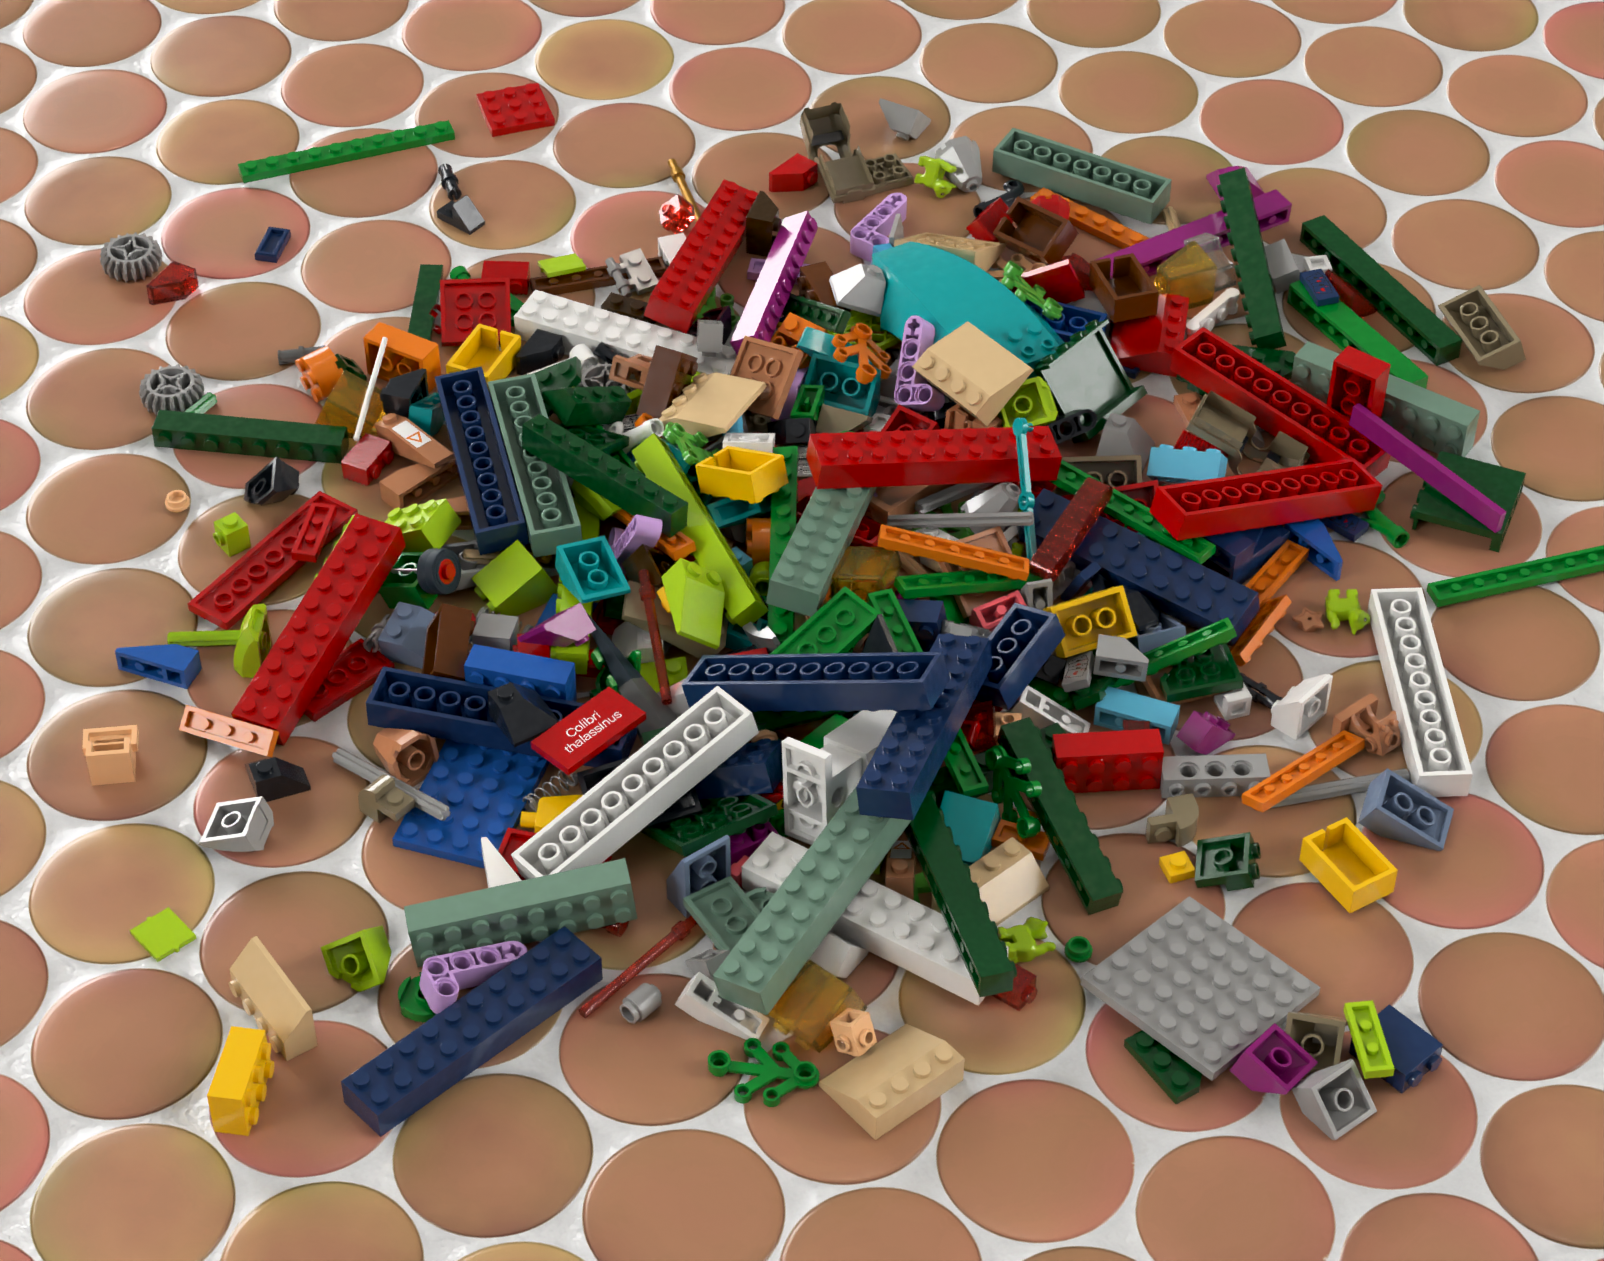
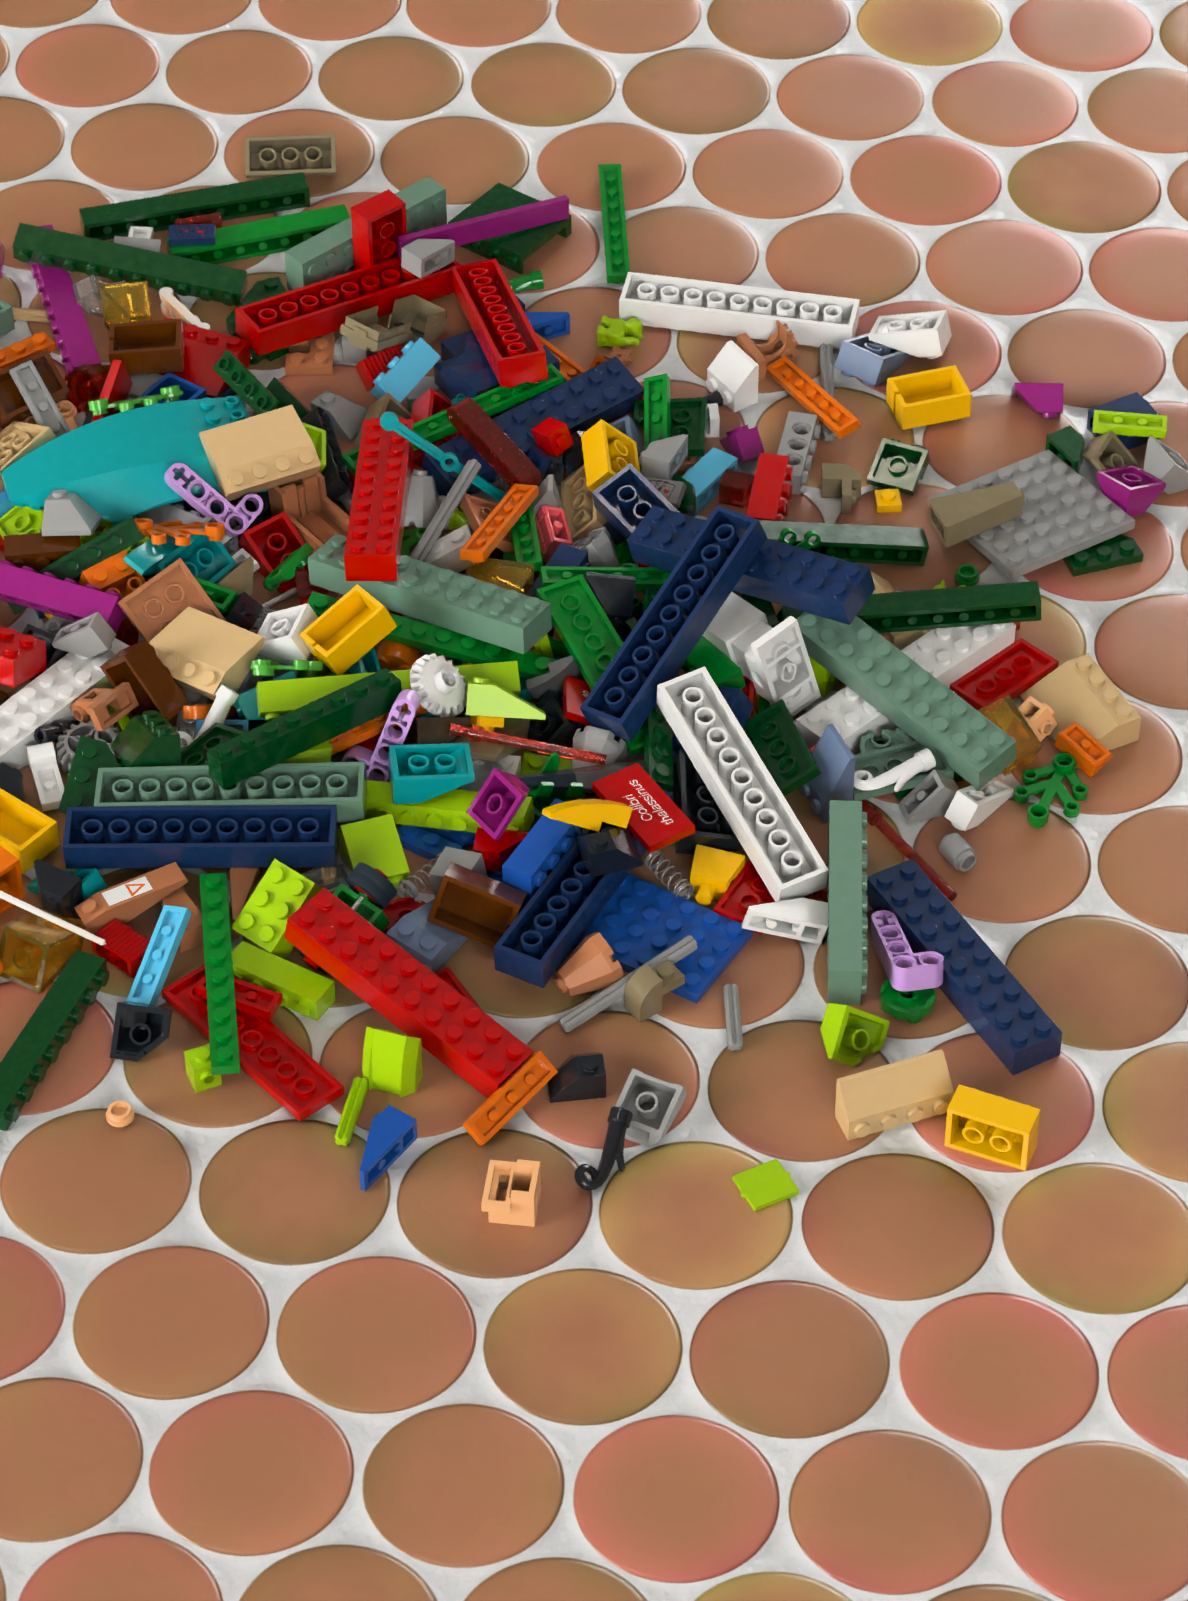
camera: 75 degrees left, 0 degrees up
(203, 805) = (619, 1121): none -> black plant
(327, 509) = (219, 974): none -> green plate
(356, 475) = (159, 955): none -> medium azure plate
(373, 871) = (733, 1017): none -> light grey axle
(545, 682) = (590, 813): none -> yellow slope
(700, 532) = (439, 686): none -> white gear
(709, 921) = (900, 774): none -> white plant
(825, 1082) = (1084, 748): none -> orange slope
(924, 1002) = (1004, 674): none -> red plate
(1019, 241) = (38, 398): none -> light grey tile
(1110, 570) = (552, 436): none -> red brick
(1155, 924) = (974, 511): none -> dark tan slope
(1324, 998) = (1067, 445): none -> dark green slope
(1352, 435) = (427, 256): none -> light grey slope
(1403, 964) = (1041, 397): none -> magenta slope
(1453, 836) = (914, 333): none -> white slope

